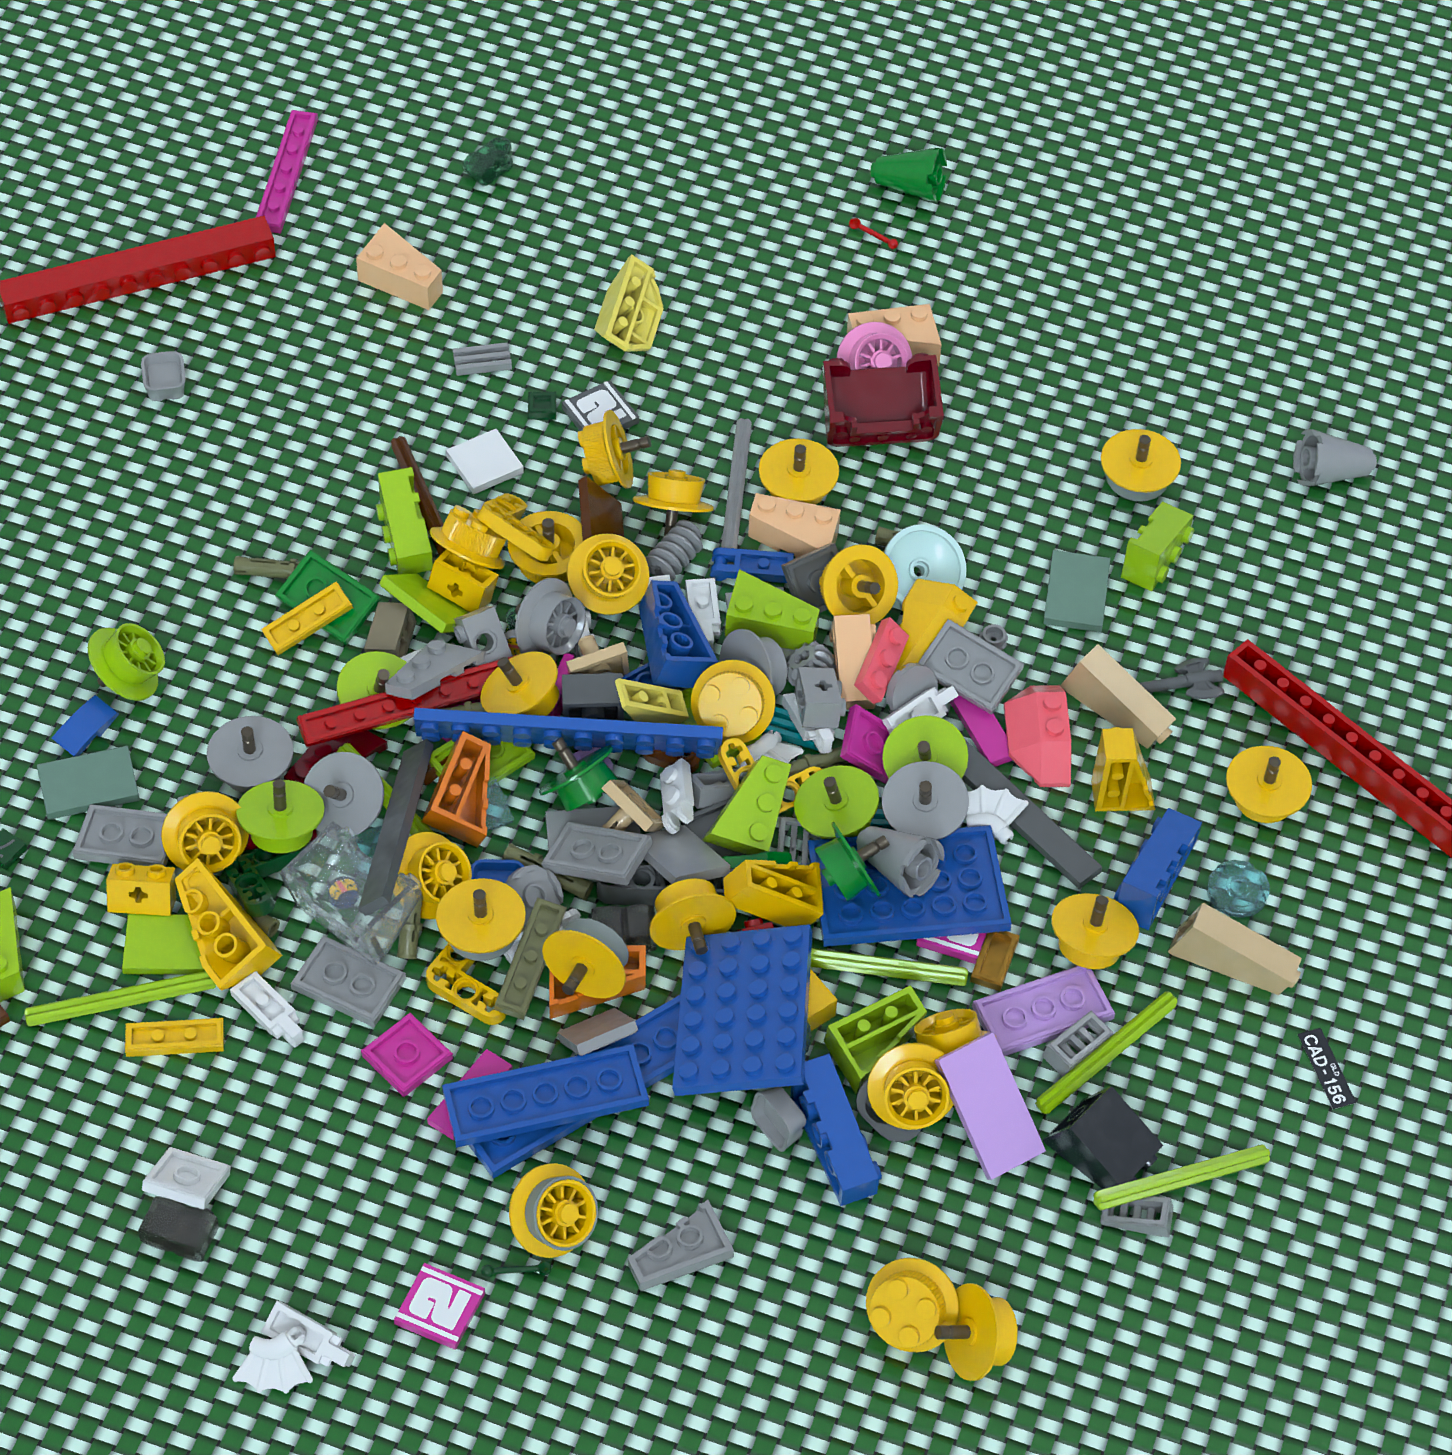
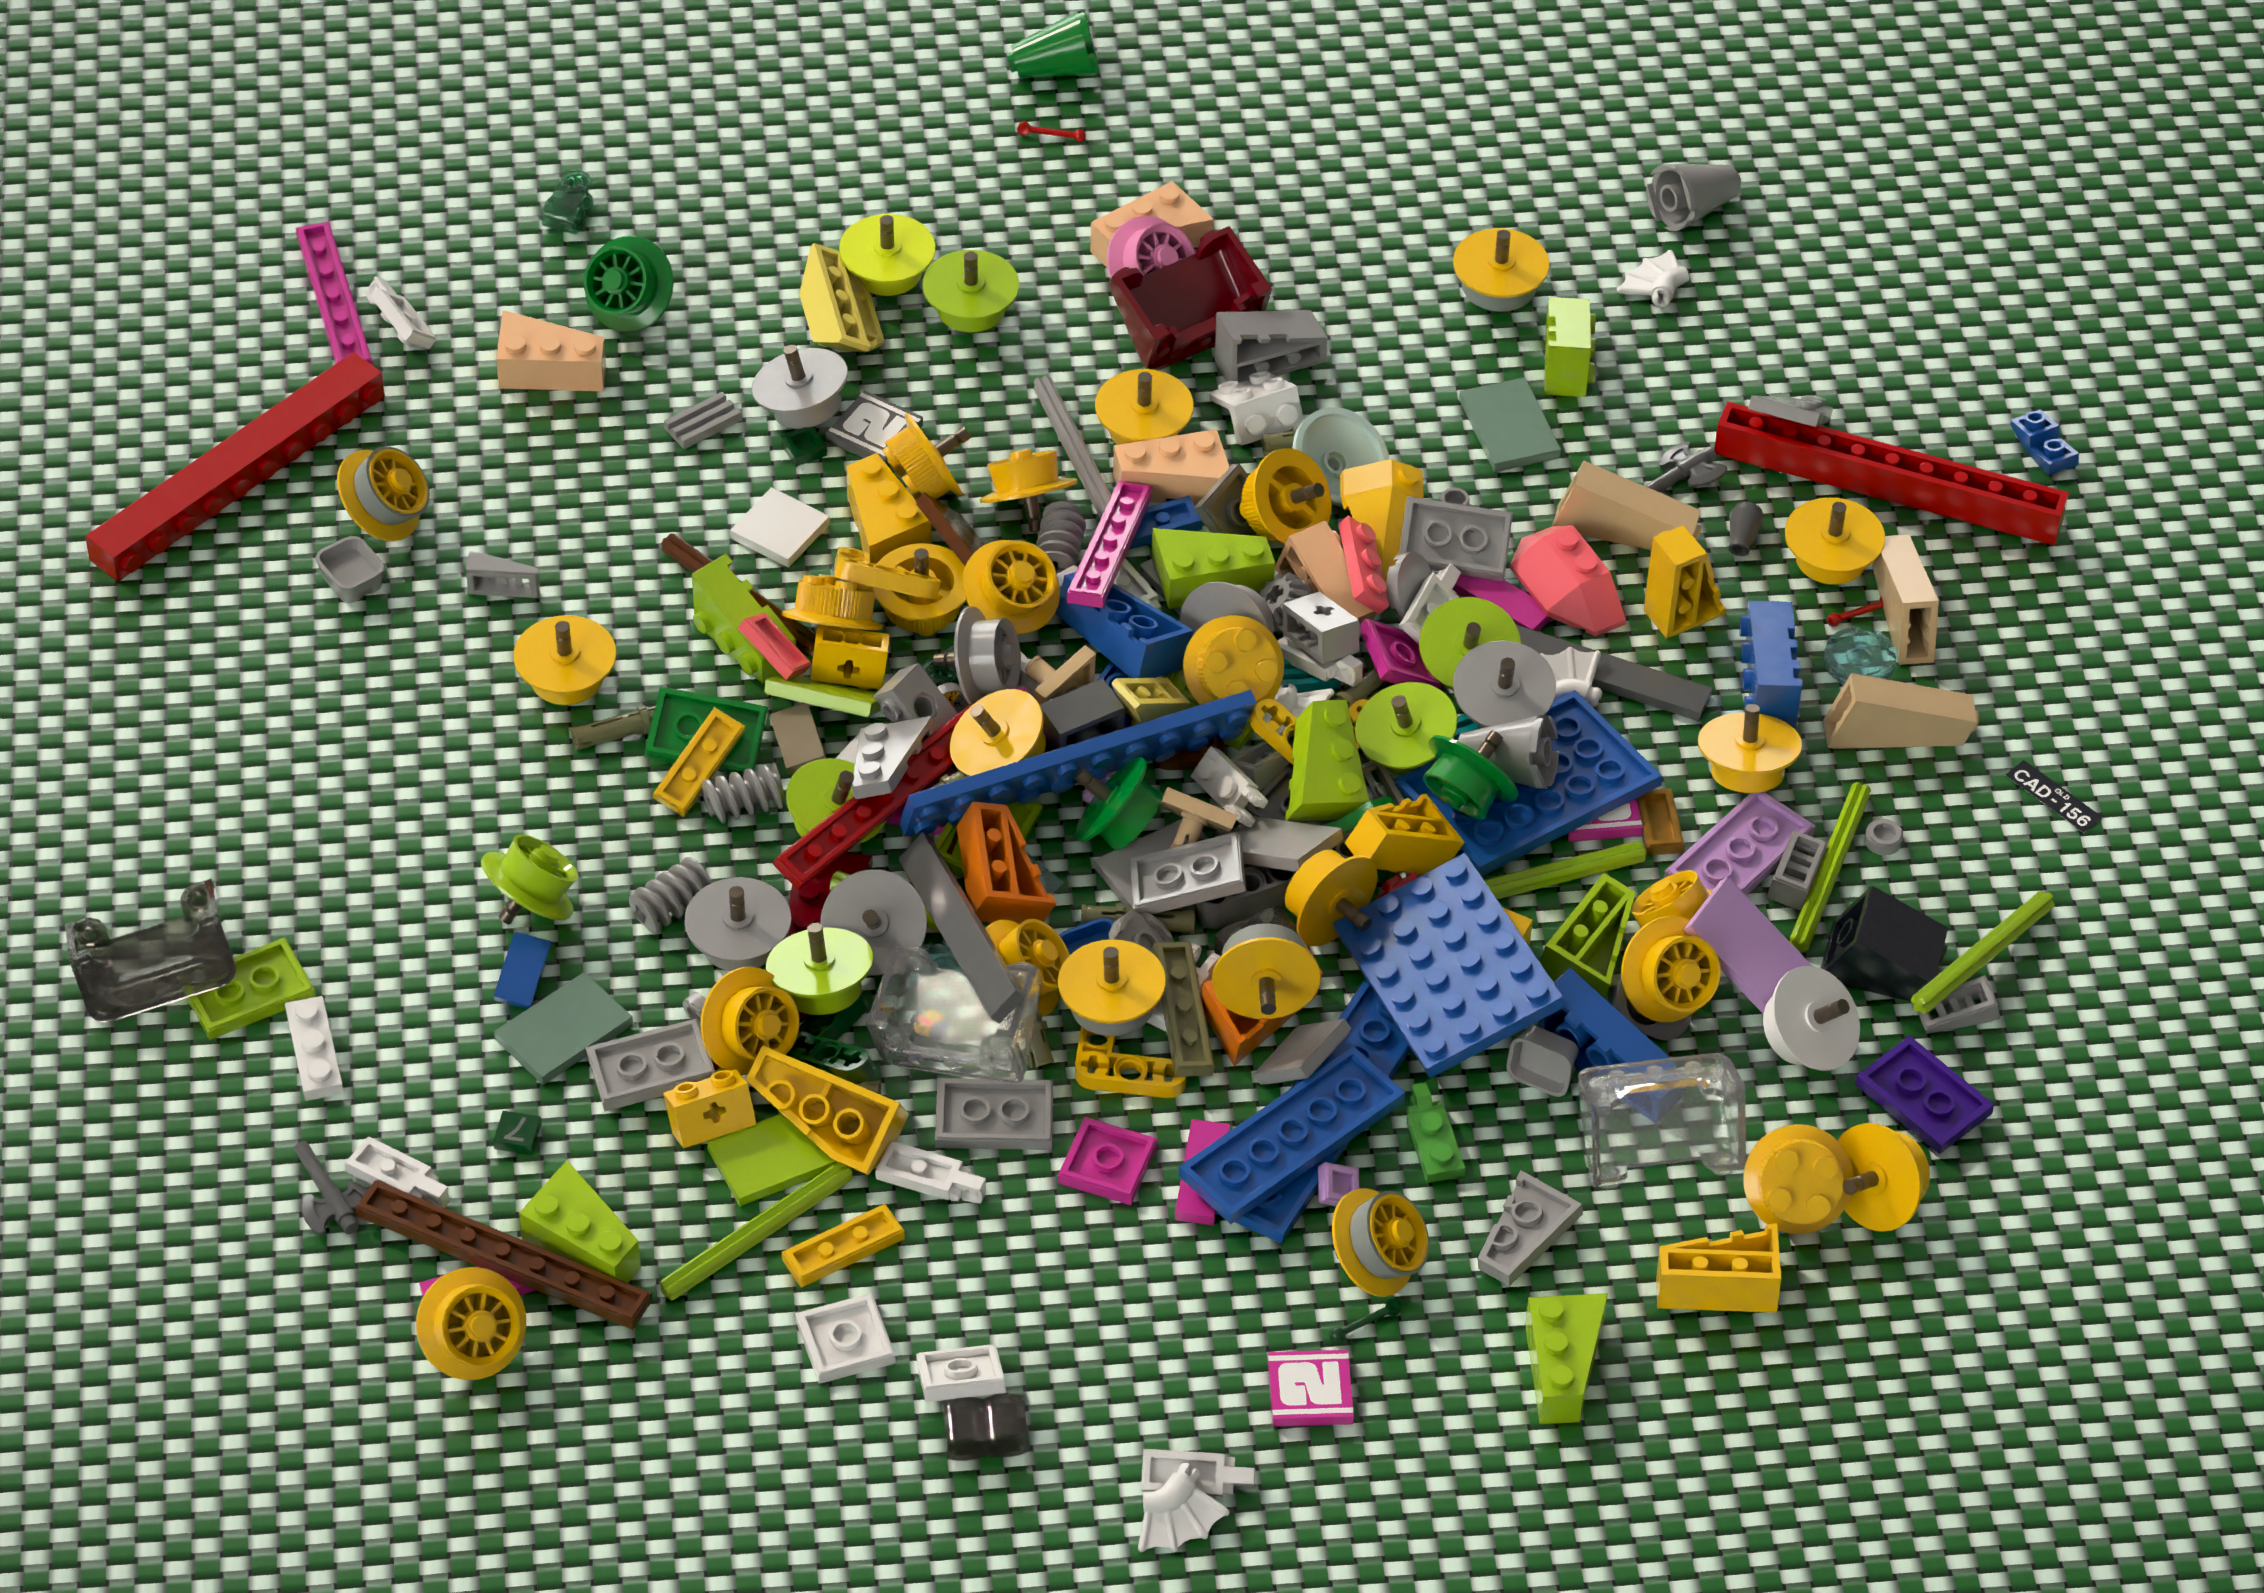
camera: 25 degrees left, 5 degrees down
(129, 1111) = (845, 1338): none -> white tile
(213, 328) = (383, 492): none -> yellow piece
(220, 712) = (668, 894): none -> light grey piece
(259, 421) = (491, 577): none -> light grey slope
(260, 501) = (565, 658): none -> yellow piece
(320, 200) = (400, 314): none -> white hinge
(321, 655) = (743, 792): none -> light grey piece
(408, 551) = (774, 646): none -> coral tile
(485, 235) = (628, 283): none -> green piece
(558, 477) = (883, 509): none -> yellow wedge
(560, 360) = (801, 386): none -> piece
(560, 1149) = (1335, 1182): none -> lavender tile
(644, 1365) = (1562, 1351): none -> lime wedge
(660, 1142) = (1433, 1137): none -> bright green hinge
(687, 281) = (887, 252): none -> neon yellow piece
(701, 569) = (1109, 544): none -> dark pink tile
(730, 331) = (971, 289): none -> lime piece
(805, 1356) = (1722, 1273): none -> yellow wedge
(831, 1202) = (1662, 1116): none -> clear windscreen
(891, 502) = (1260, 405): none -> white bracket
(926, 457) = (1267, 342): none -> light grey wedge
(1005, 1176) = (1812, 1019): none -> white piece
(1064, 1276) = (1924, 1094): none -> dark purple plate
(1166, 1045) = (1883, 837): none -> light grey tile
(1208, 745) = (1745, 524): none -> dark grey cone
(1263, 518) = (1655, 278): none -> white arm
(1287, 850) = (1835, 619): none -> red hinge
(1299, 668) = (1807, 410): none -> light grey wing
(1299, 857) = (1907, 600): none -> tan slope

